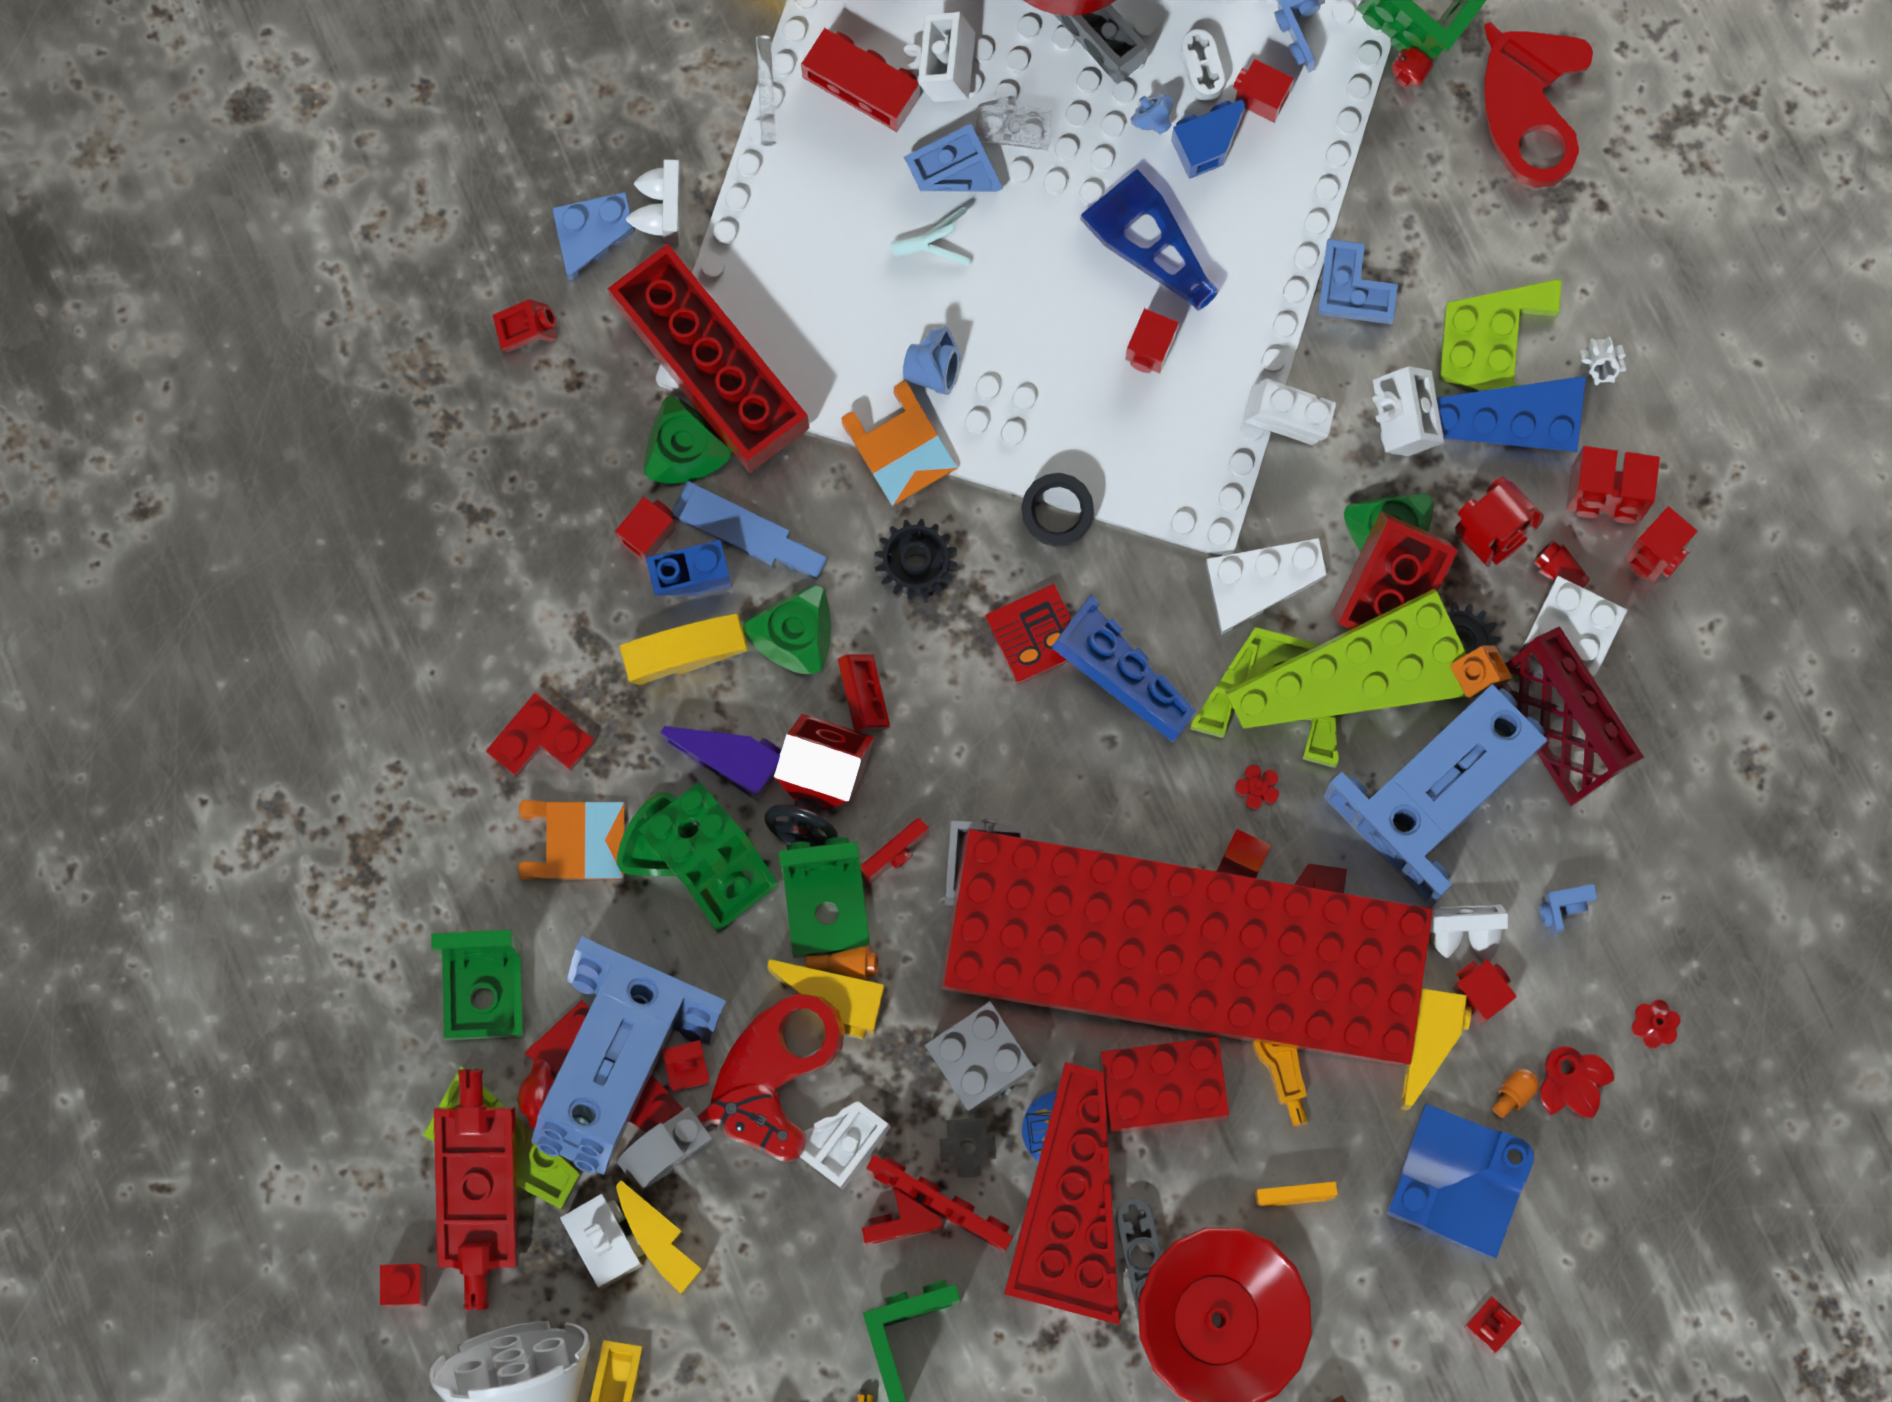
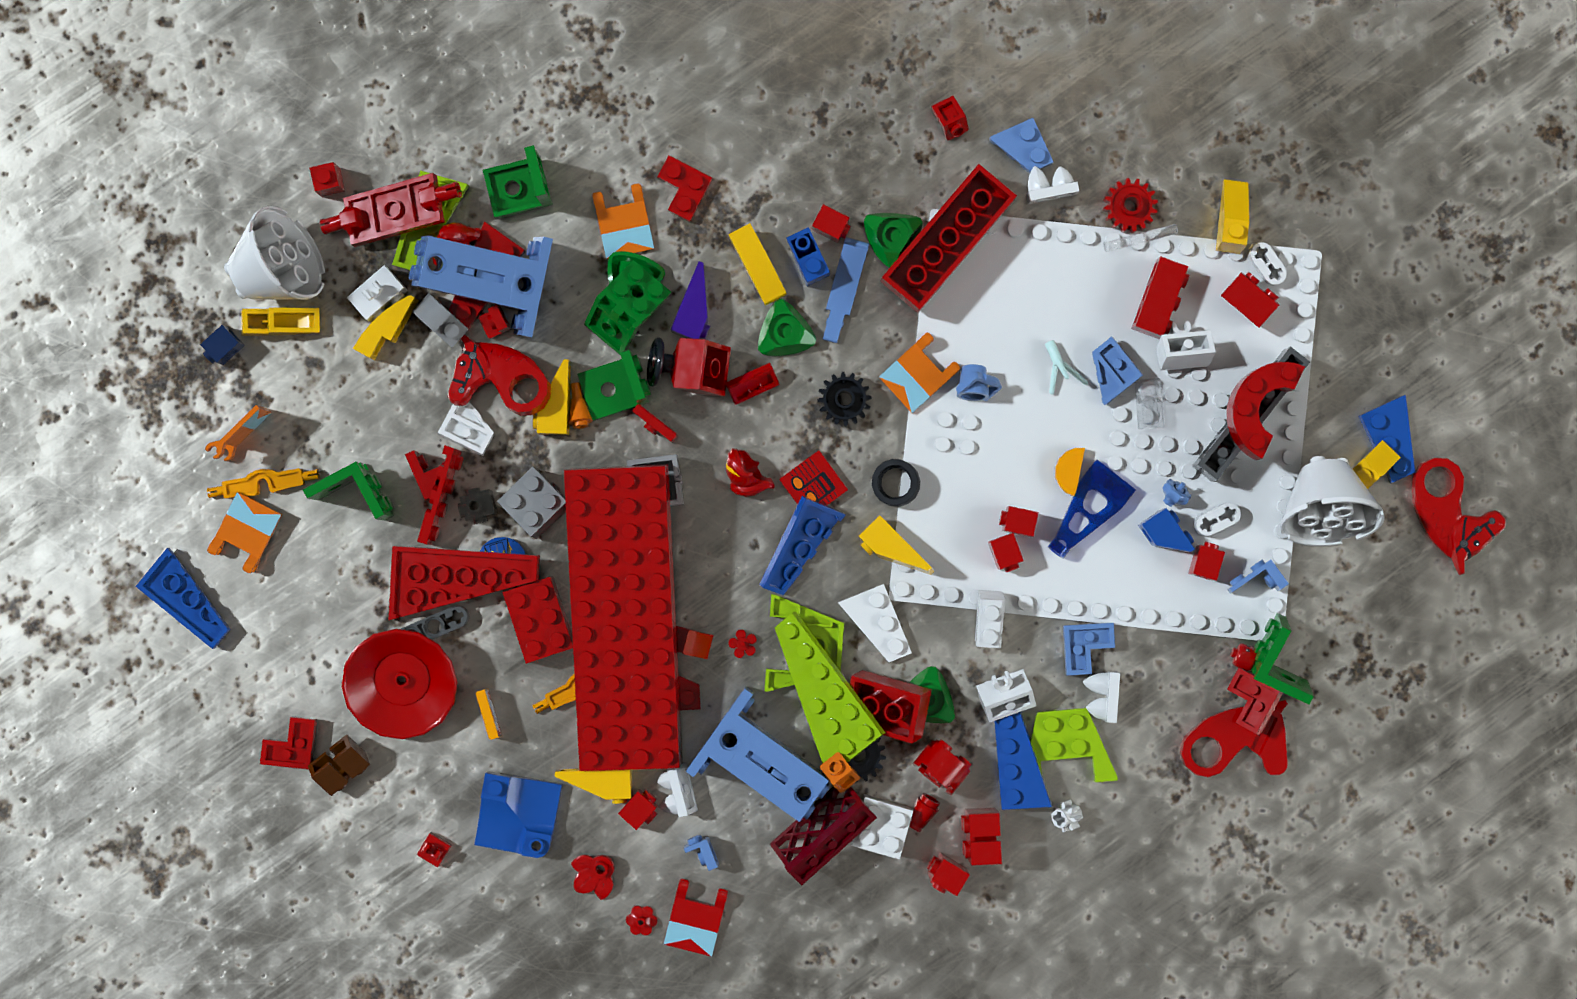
camera: 80 degrees right, 10 degrees up
(714, 78) = (1139, 196): none -> red gear
(1002, 731) = (745, 475): none -> red hair
(1088, 258) = (1068, 470): none -> light orange tile
(1151, 535) = (890, 546): none -> yellow slope
(1194, 369) = (1006, 552): none -> red brick
(1420, 262) = (1108, 685): none -> white tile
(1474, 53) = (1260, 701): none -> red plate
(1516, 1092) = (580, 840): orange cylinder -> none
(1673, 943) = (694, 923): none -> red flag

